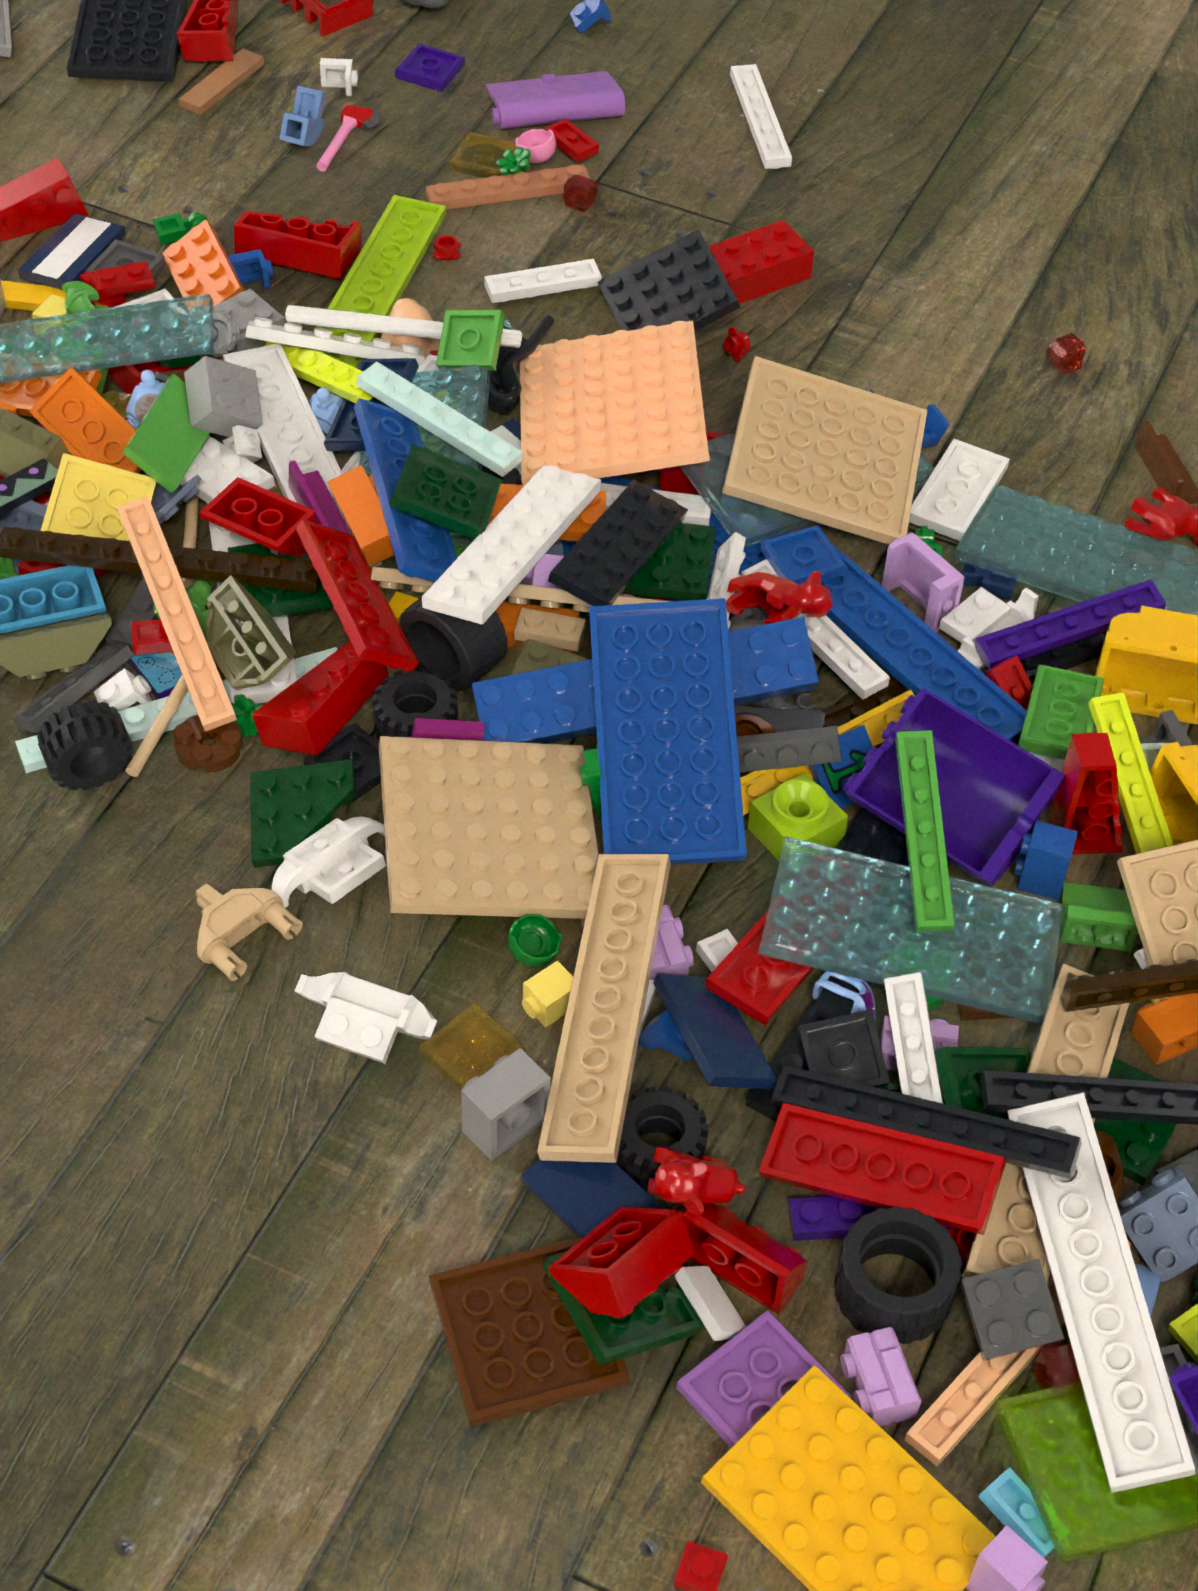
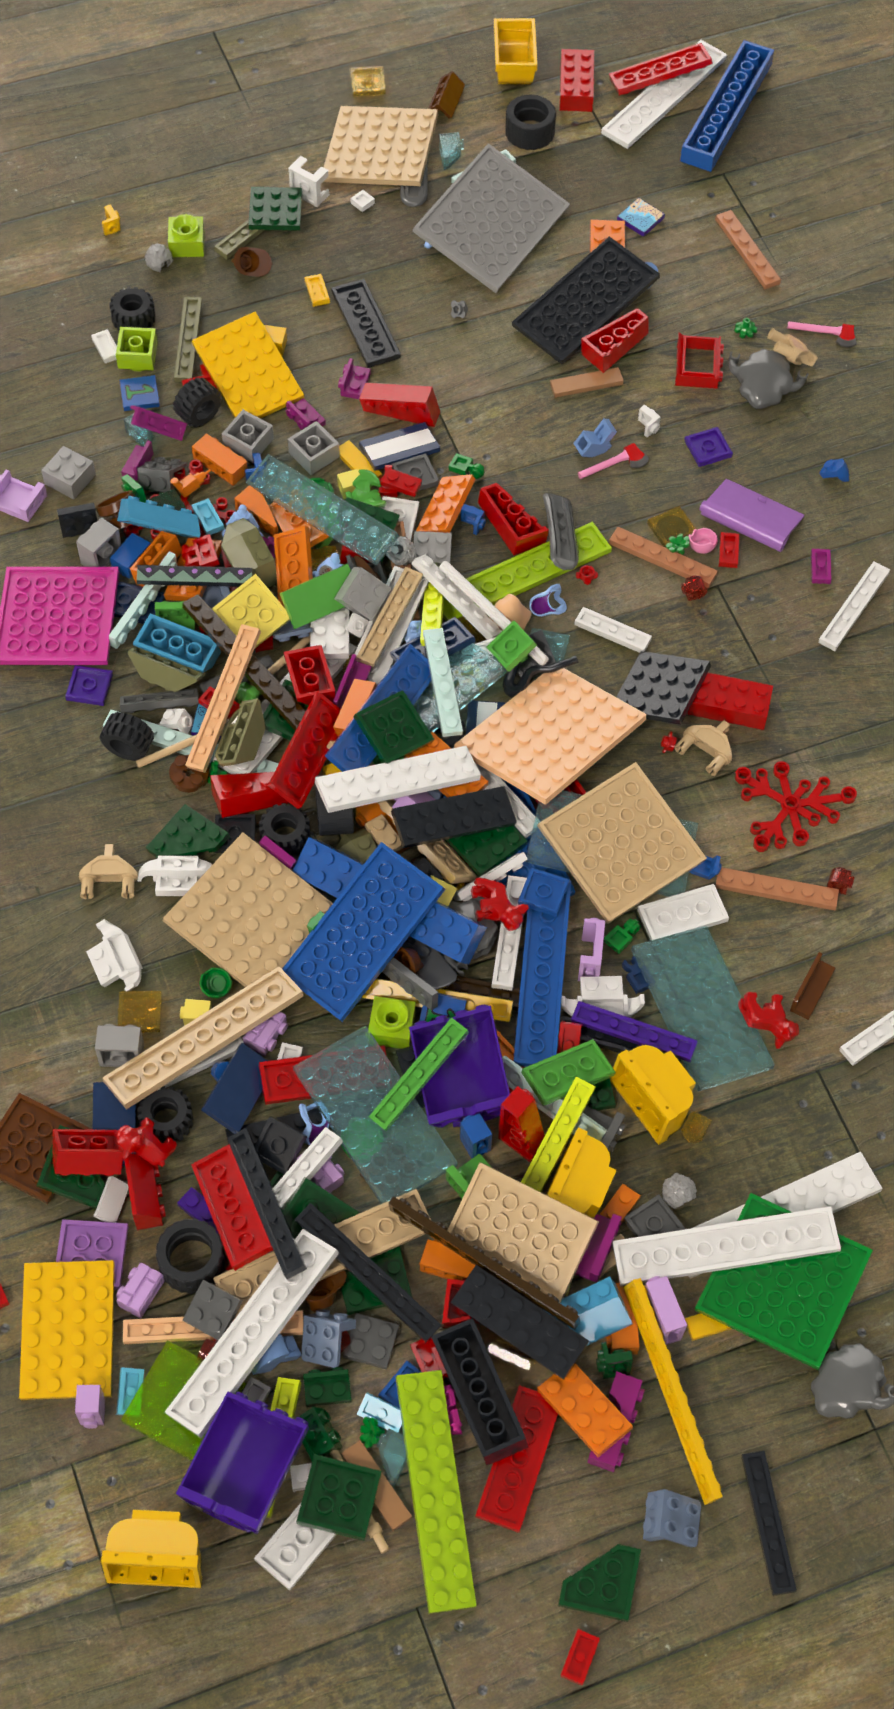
camera: 45 degrees right, 10 degrees up
(281, 404) = (389, 617): none -> tan plate
(377, 217) = (562, 533): none -> dark grey piece
(439, 298) = (540, 605): none -> light blue piece
(683, 101) = (821, 566): none -> magenta plate
(780, 315) = (711, 740): none -> tan connector
(927, 321) = (814, 801): none -> red plant
(1017, 404) = (777, 888): none -> nougat plate

